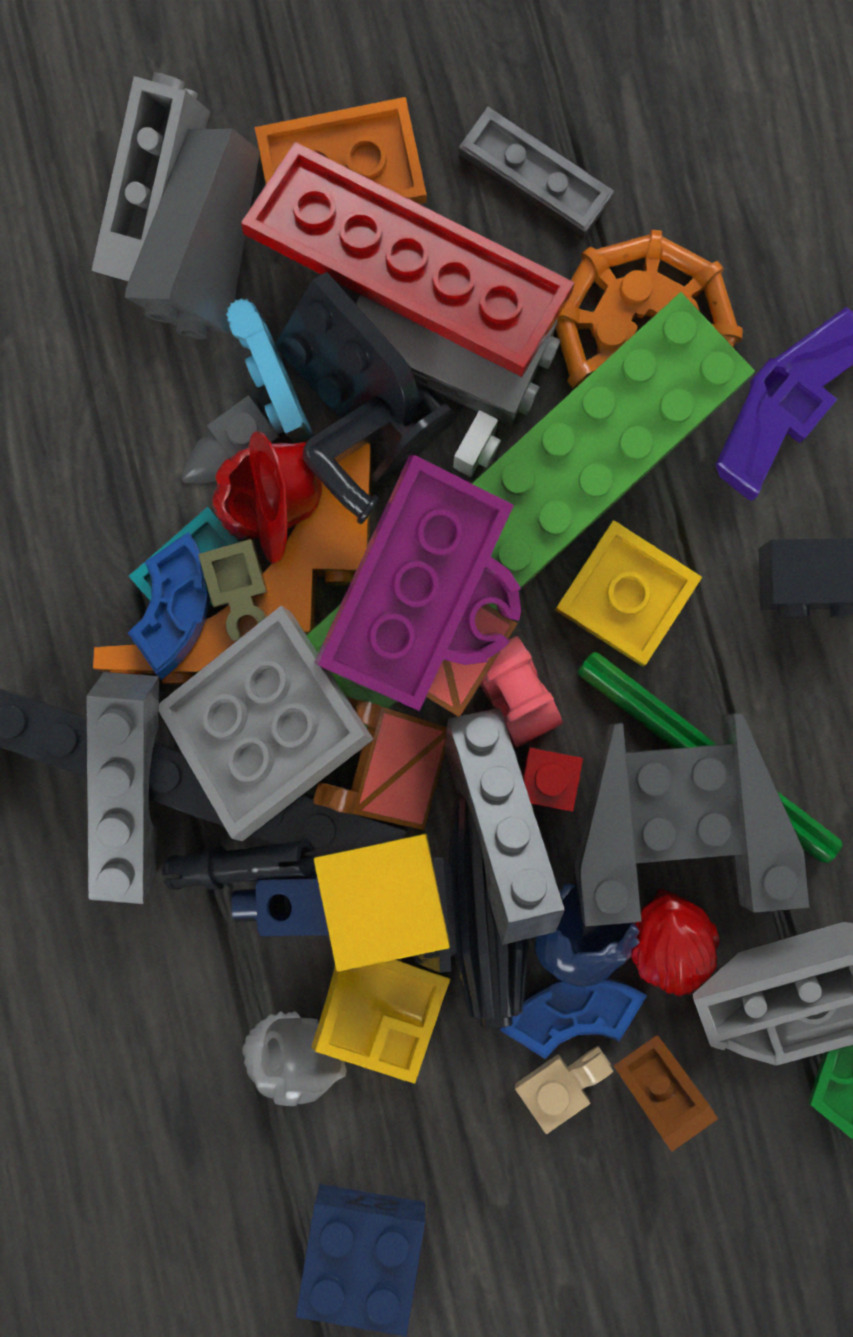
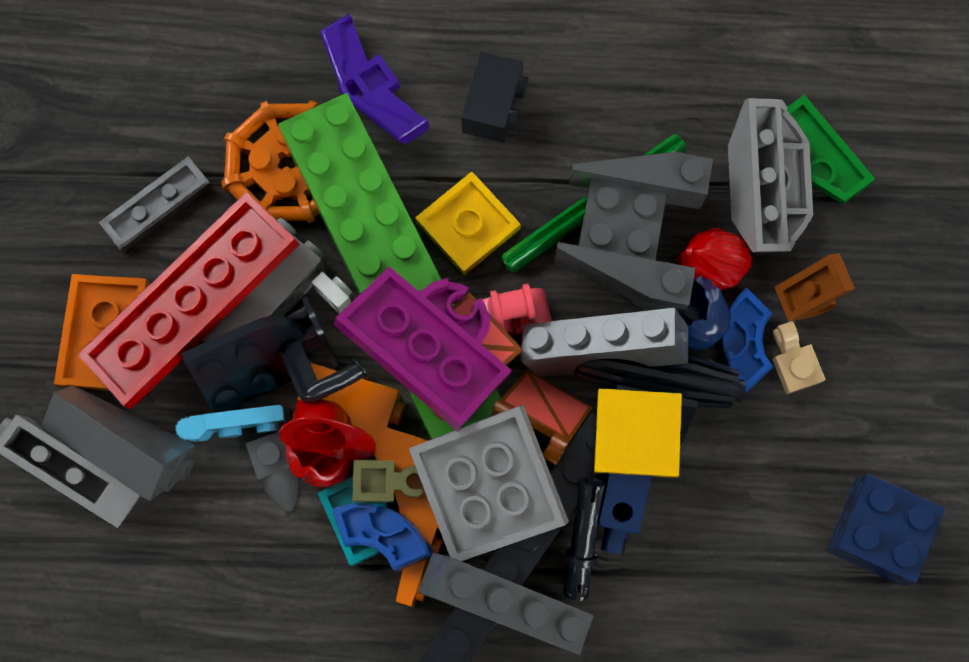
camera: 70 degrees left, 10 degrees down
(285, 1064) = (732, 540): light grey hair -> none
(381, 1017) = (714, 471): yellow plate -> none
(551, 778) = (581, 302): red brick -> none

